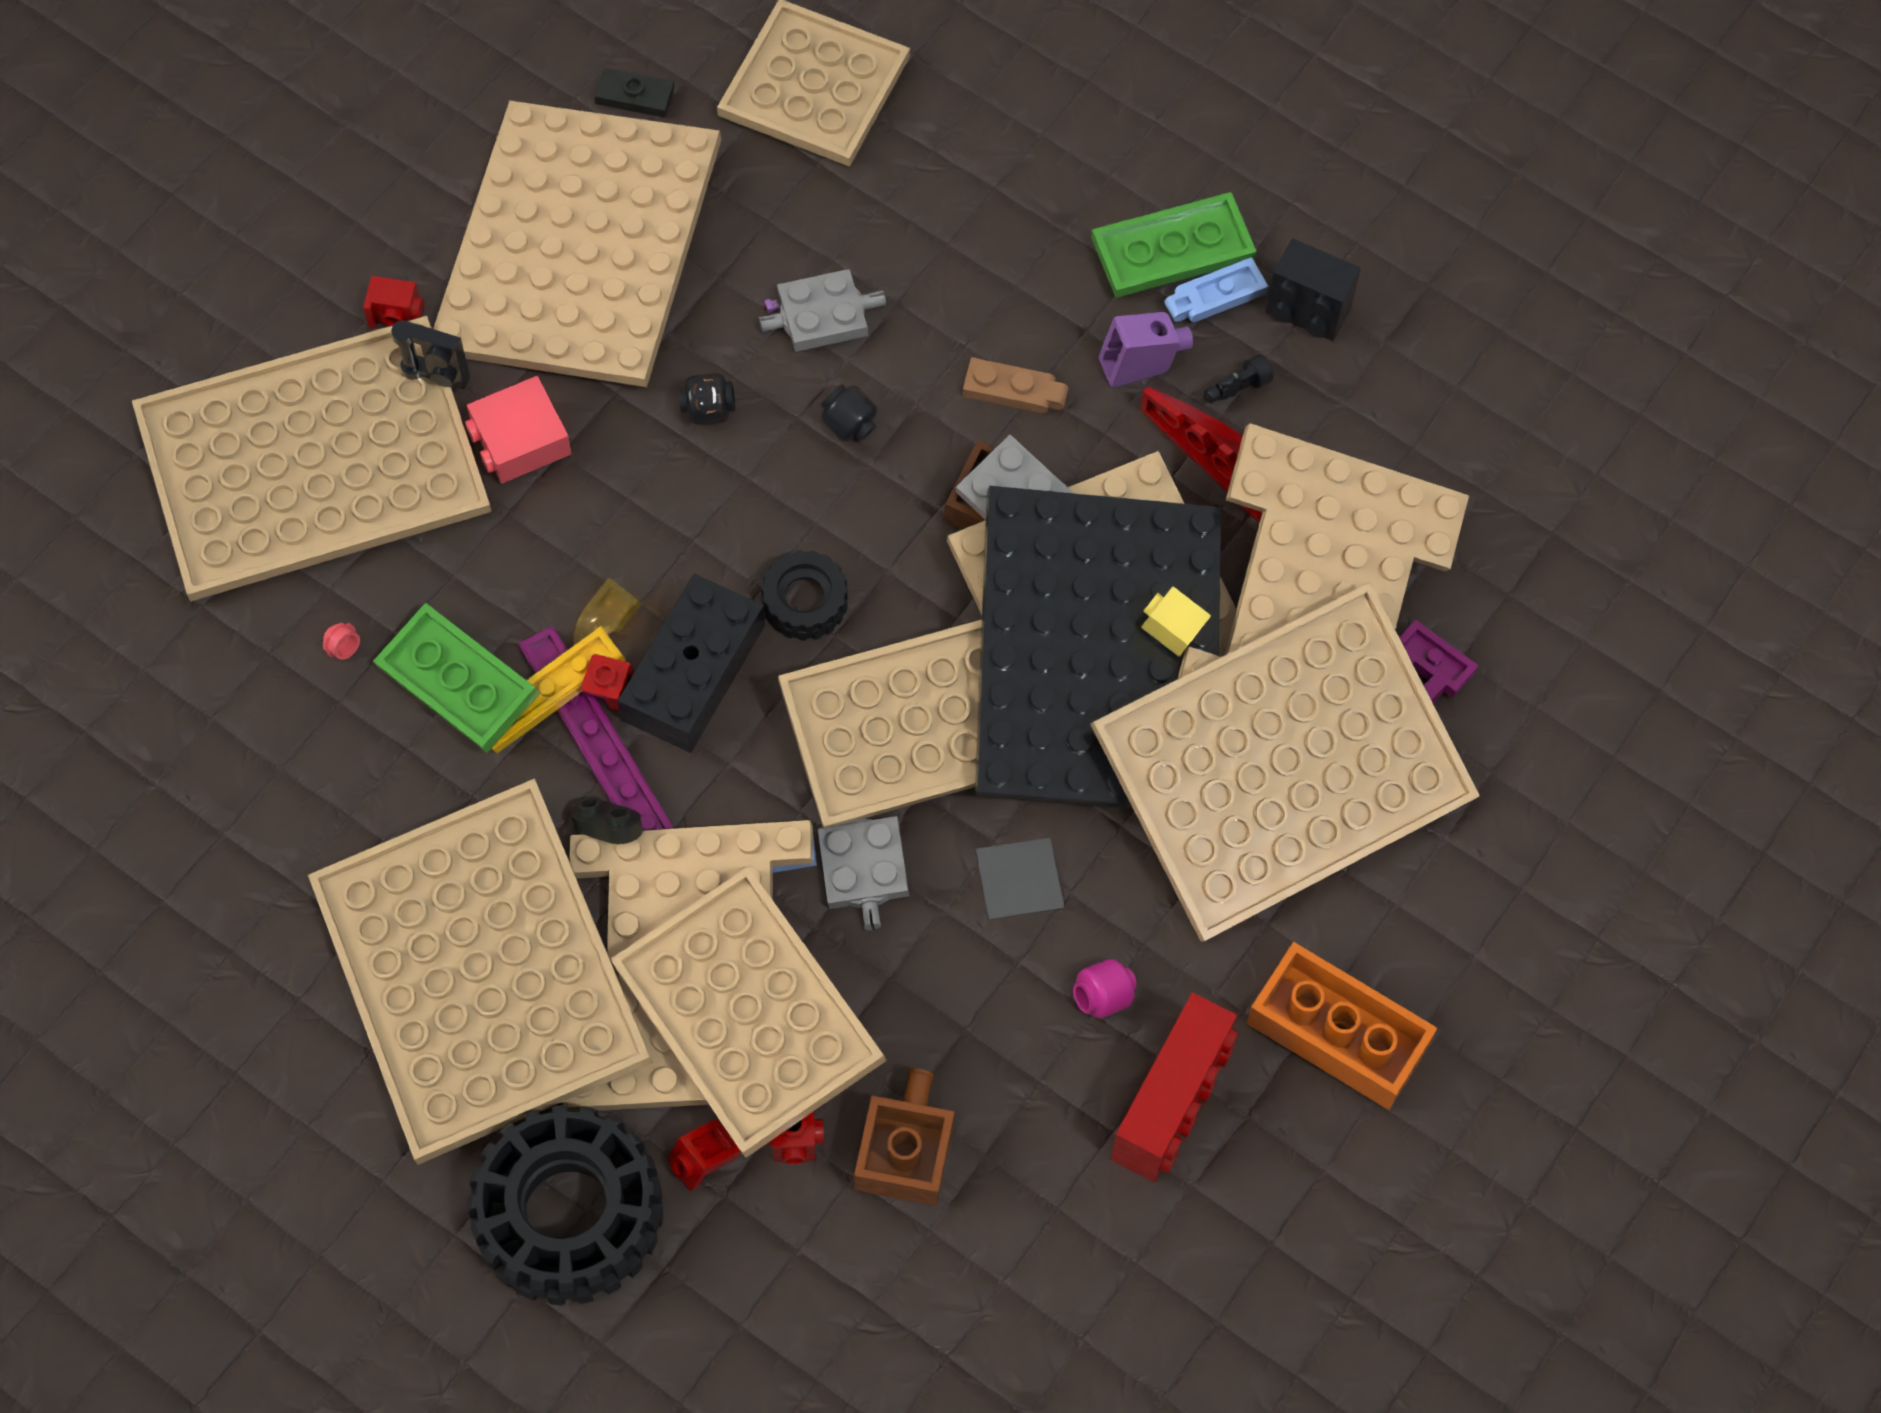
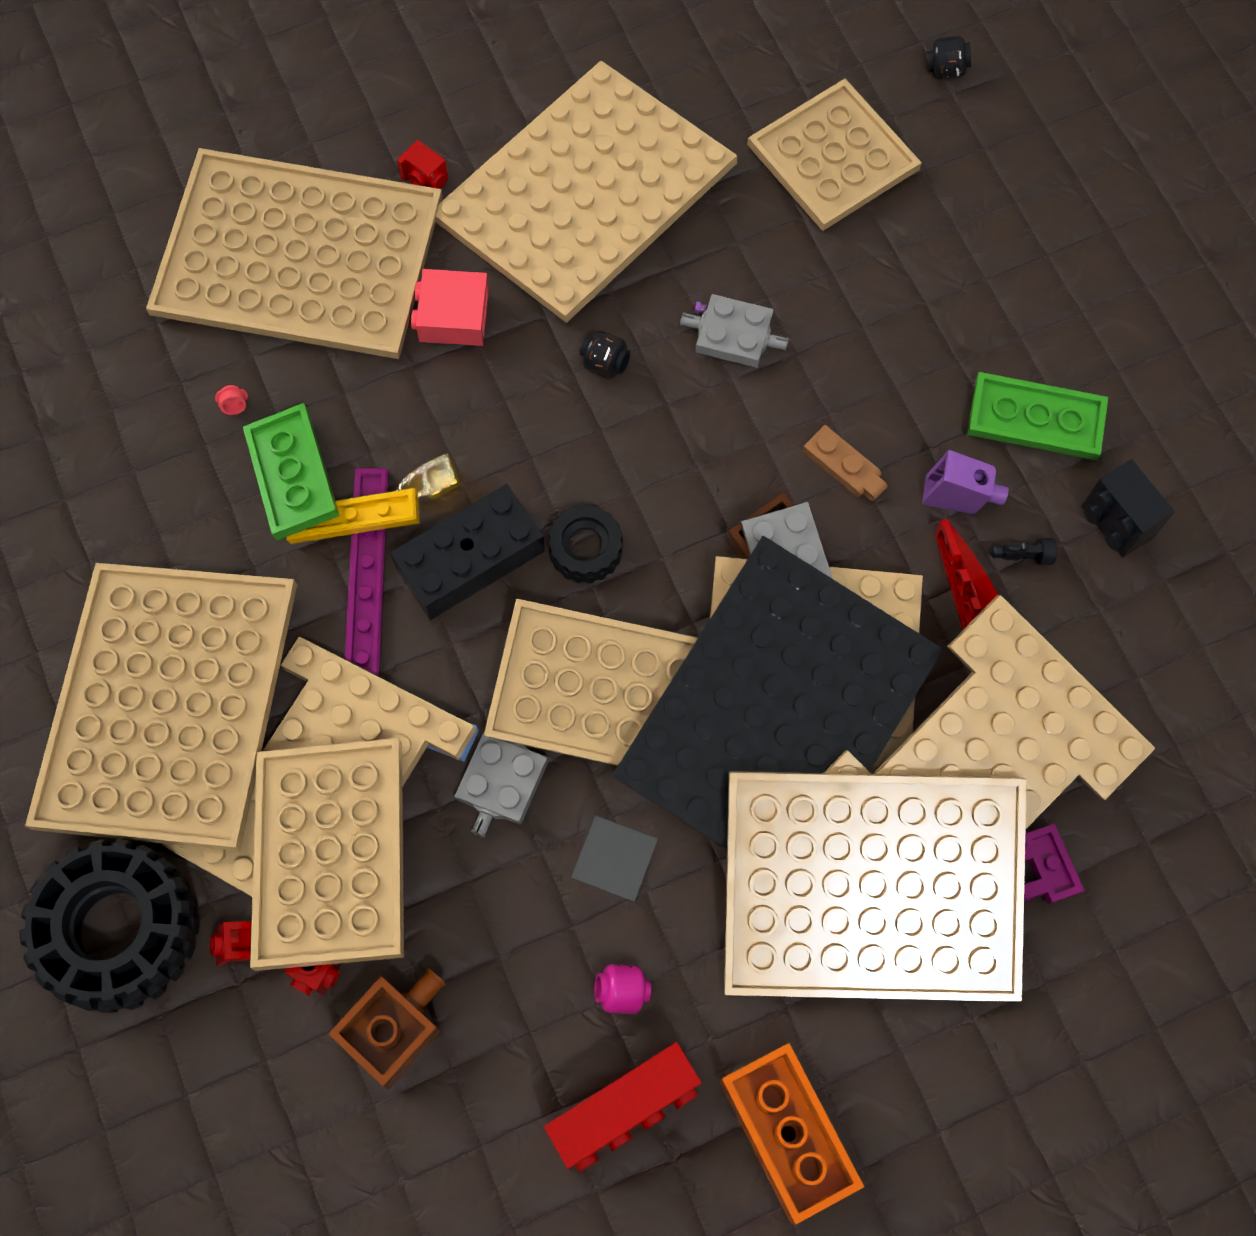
camera: 30 degrees right, 5 degrees up
(442, 352) = (416, 217): black plate -> none
(606, 821) = (329, 640): pearl dark grey plate -> none
(607, 679) = (394, 529): red bracket -> none
(634, 92) = (696, 98): pearl dark grey plate -> none
(849, 413) = (704, 420): black head -> none
(1174, 620) = (847, 722): light yellow brick -> none
(1217, 292) = (1050, 471): light blue hinge -> none

